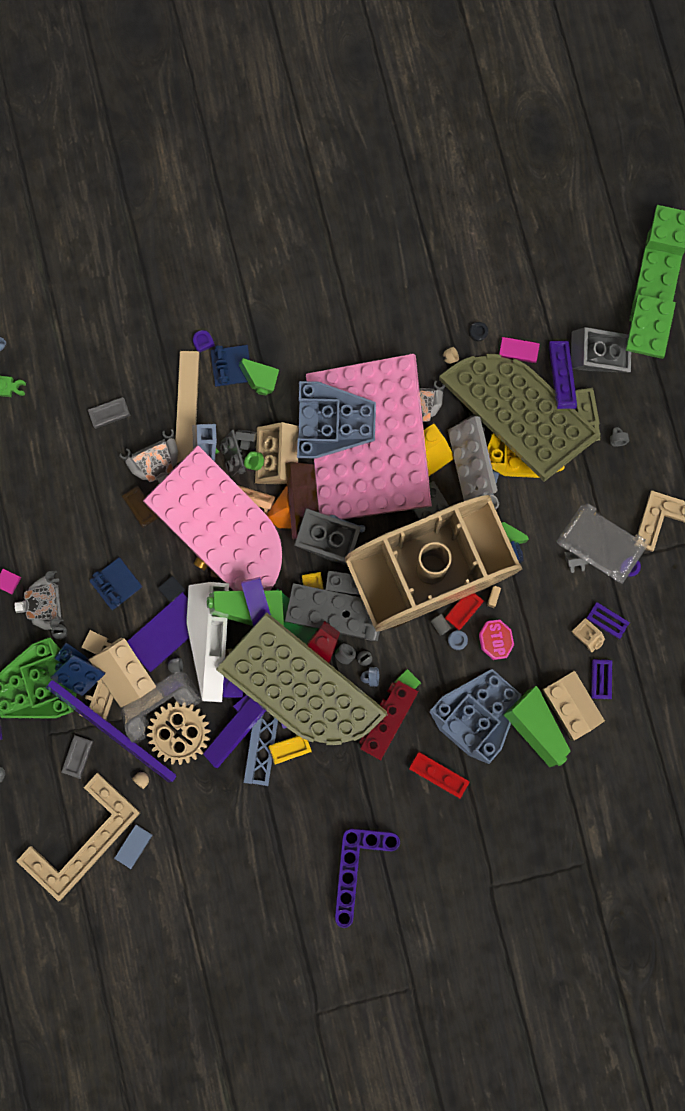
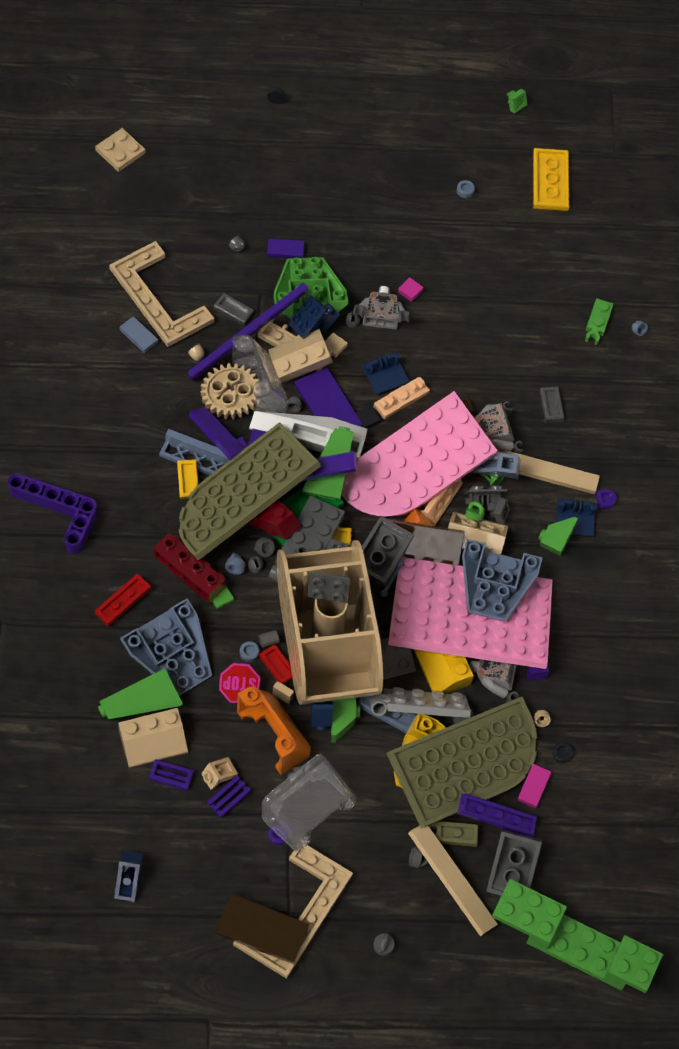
camera: 90 degrees right, 20 degrees down
(139, 561) = (401, 398): none -> light nougat plate
(429, 551) = (328, 587): none -> dark grey hinge
(514, 605) = (291, 743): none -> orange windscreen
(633, 400) = (453, 879): none -> tan tile

